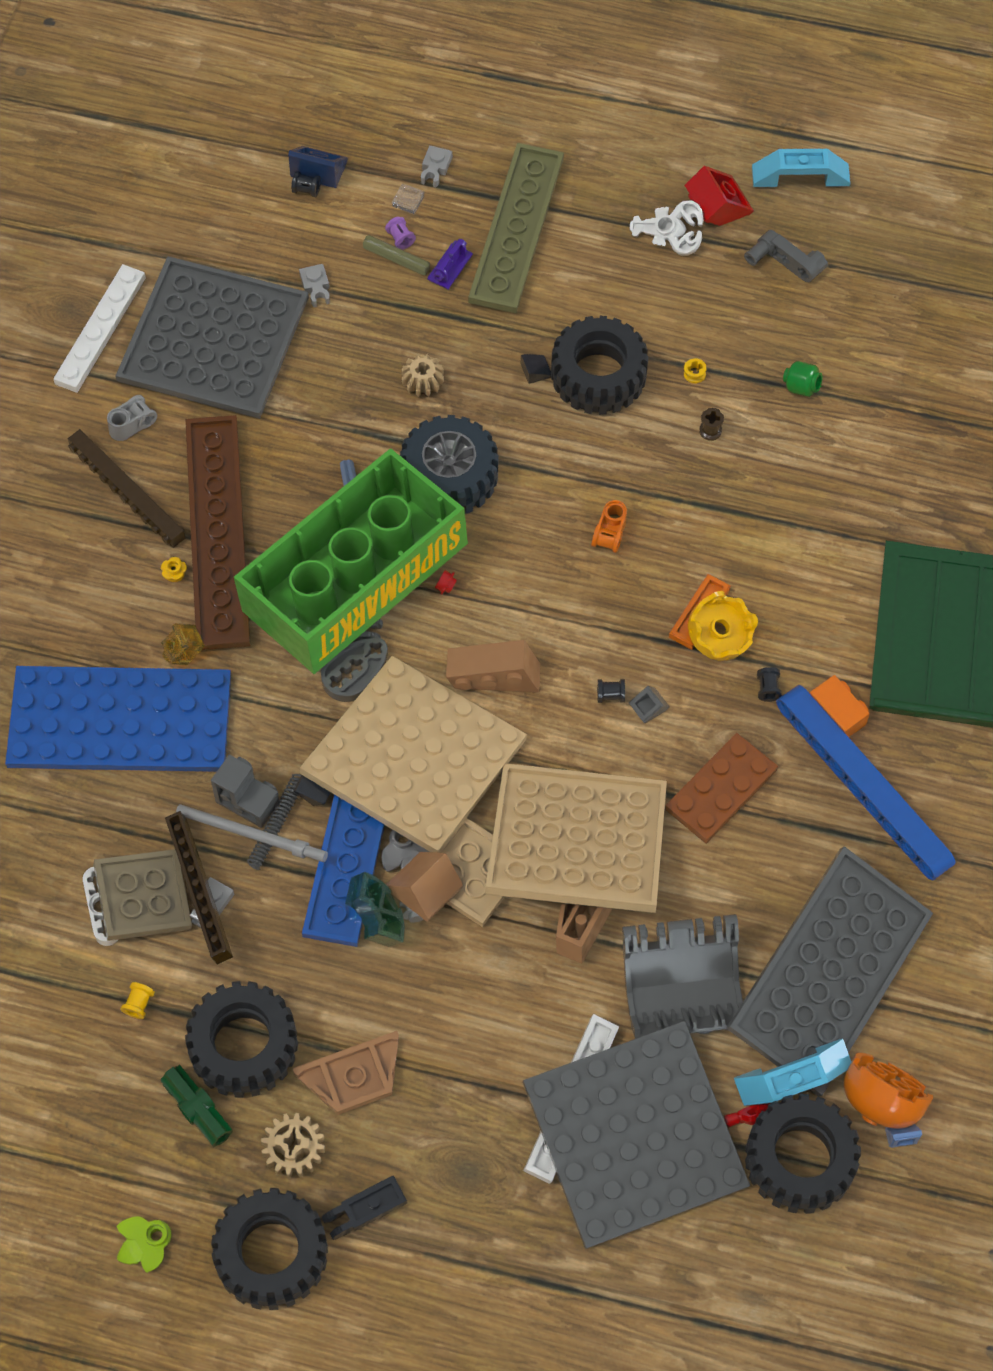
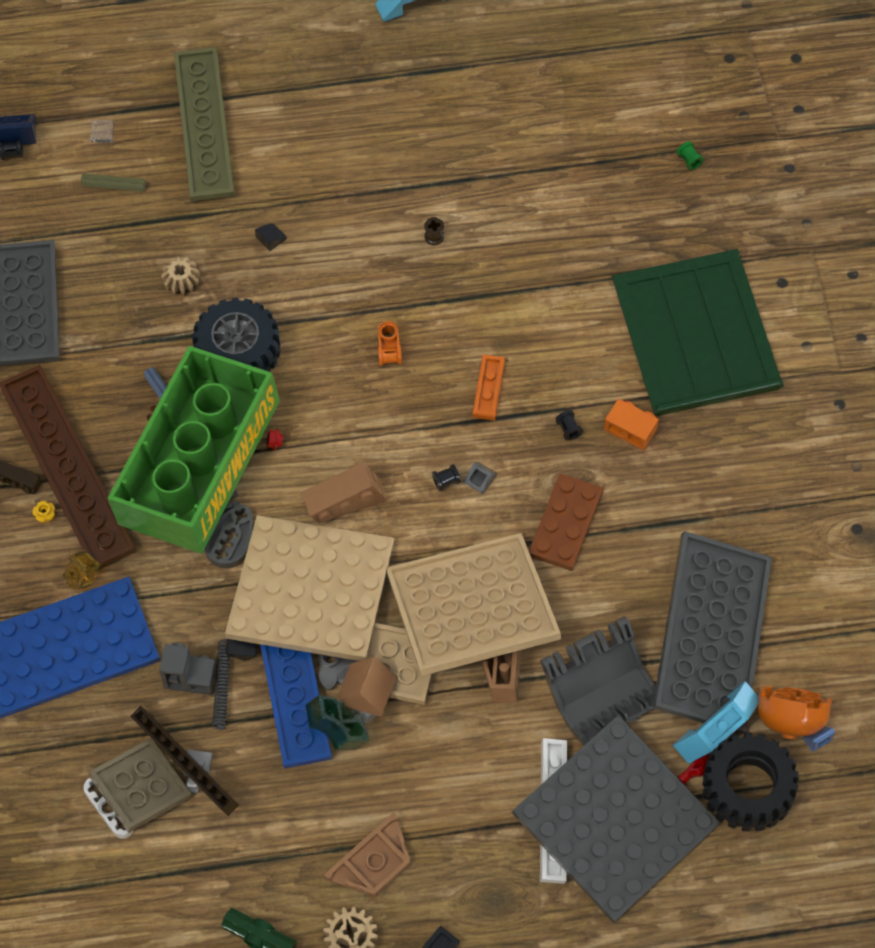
camera: 20 degrees left, 0 degrees up
(137, 1000) = (173, 870): yellow bush -> none
(234, 1004) = (266, 837): black tyre -> none
(298, 848) = (253, 698): light grey bar -> none
(315, 282) = (55, 229): light grey plate -> none
(400, 233) = (108, 162): medium lavender bush -> none
(435, 163) = (112, 93): light grey plate -> none
(450, 264) = (162, 174): dark purple hinge -> none
(605, 338) = (318, 191): black tyre -> none
(671, 227) = (331, 79): white animal -> none
(690, 376) = (398, 197): yellow bush -> none
(718, 196) = (358, 40): red slope -> none
(733, 615) = (518, 380): yellow plate -> none
(802, 265) = (437, 69): dark grey beam -> none
(803, 378) = (491, 167): green head -> none
(866, 782) = (676, 474): blue beam -> none

